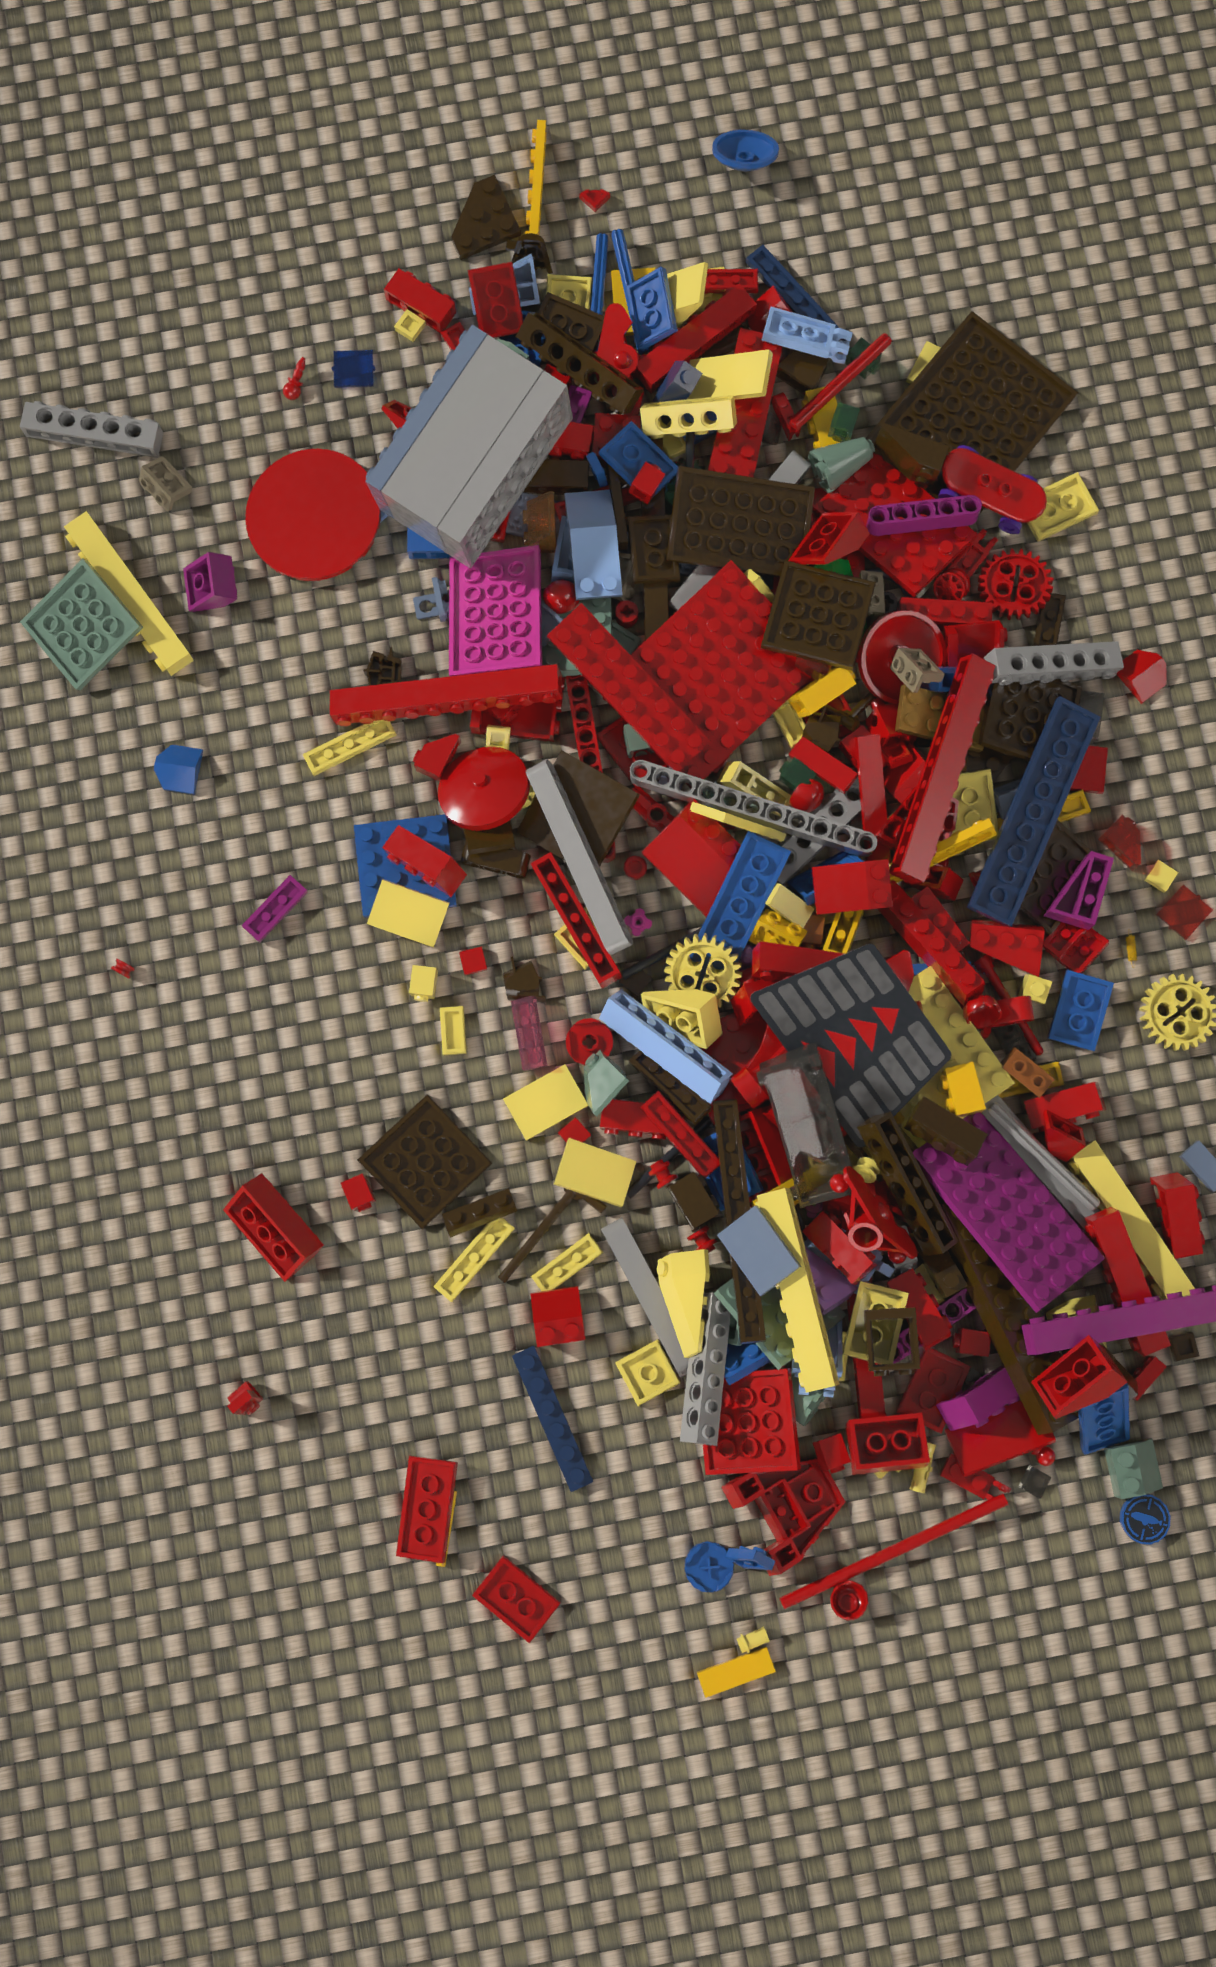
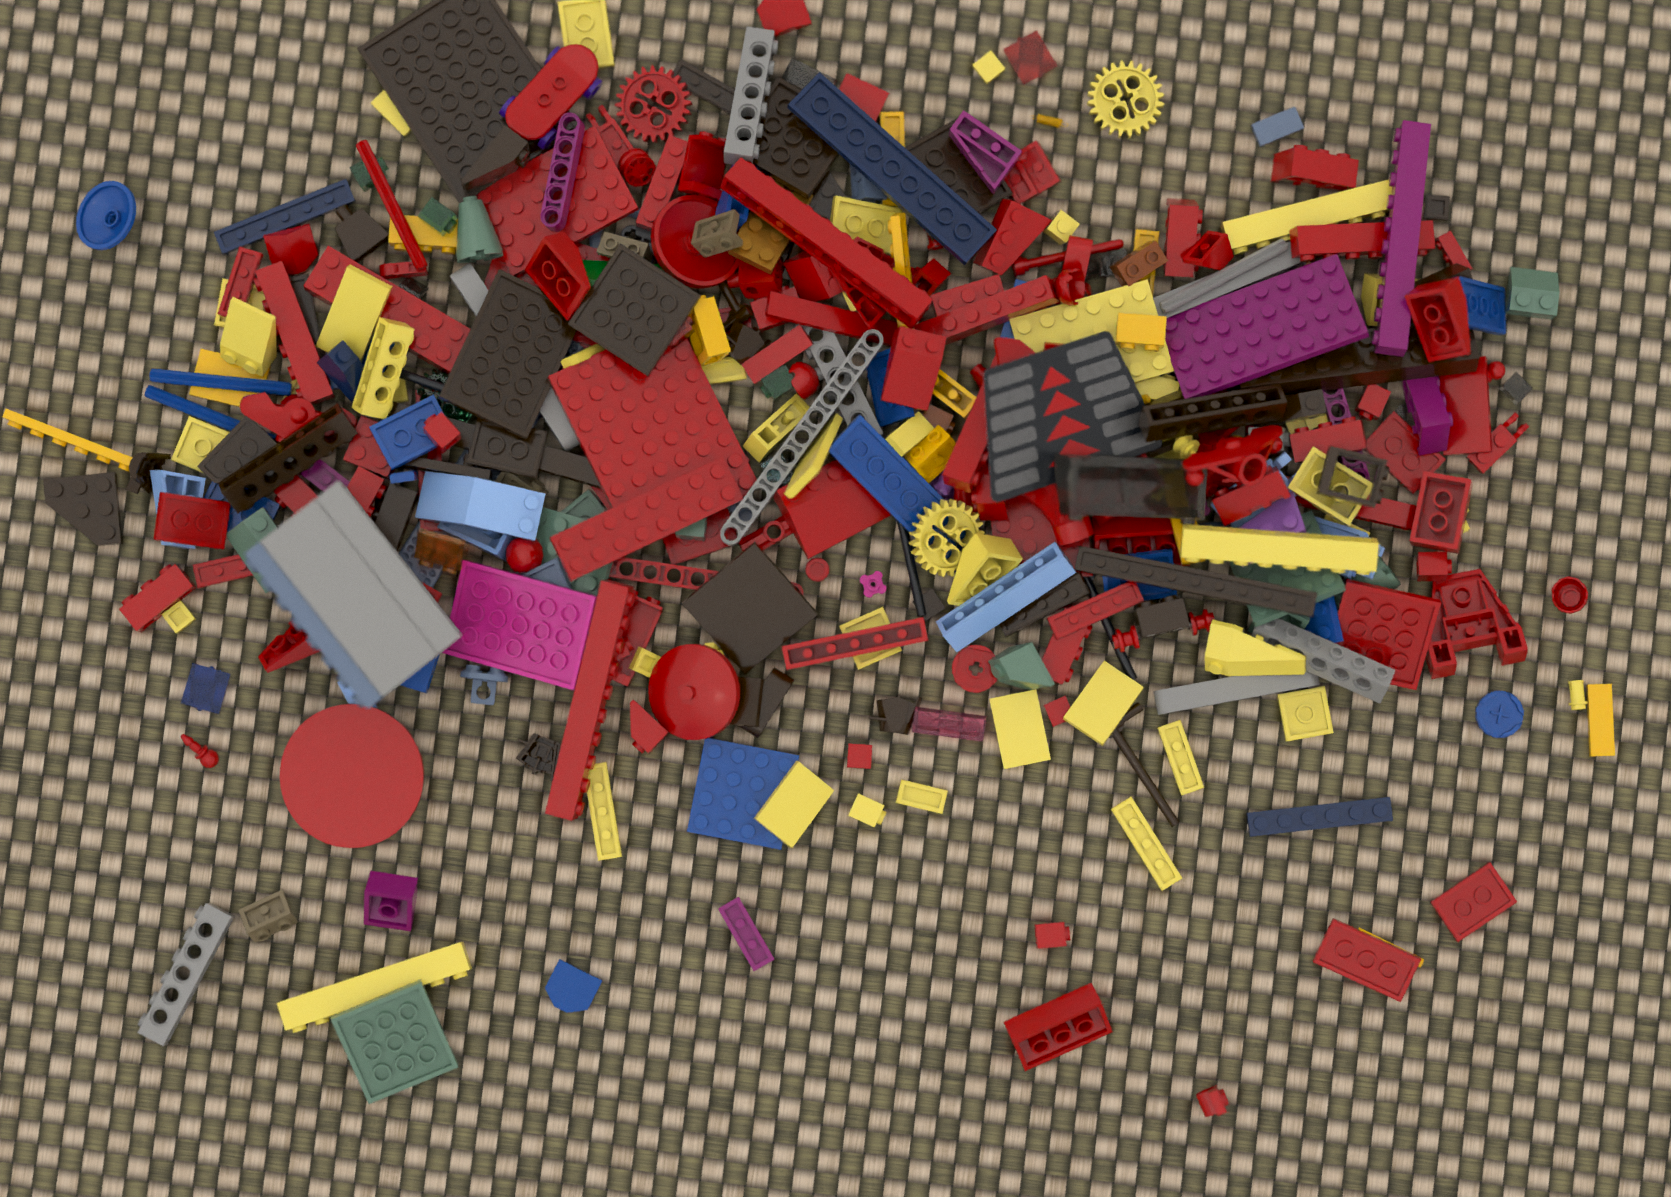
camera: 75 degrees left, 5 degrees up
(122, 968) = (758, 1100): red bush -> none
(424, 860) = (749, 772): red wedge -> none
(424, 1162) = (1040, 863): dark brown tile -> none
(479, 1212) = (1106, 825): dark brown plate -> none
(557, 1316) = (1228, 781): red slope -> none
(579, 857) = (796, 620): light grey beam -> none
(594, 198) = (102, 385): red tile -> none
(626, 619) = (561, 498): red wheel -> none
(651, 308) = (253, 367): blue tile -> none
(750, 1558) = (1506, 669): blue plate -> none
(759, 1250) = (1233, 572): sand blue tile -> none
(806, 335) = (331, 222): light blue tile -> none
(893, 1551) = (1538, 539): red piece -> none
(897, 754) = (792, 280): red tile -> none
(921, 1474) = (1478, 491): light yellow pin -> none
(945, 1131) = (1175, 361): dark brown brick -> none
(1080, 1010) = (1094, 191): blue plate -> none
(1124, 841) = (943, 91): clear red slope -> none
(1145, 1519) = (1580, 299): tile -> none

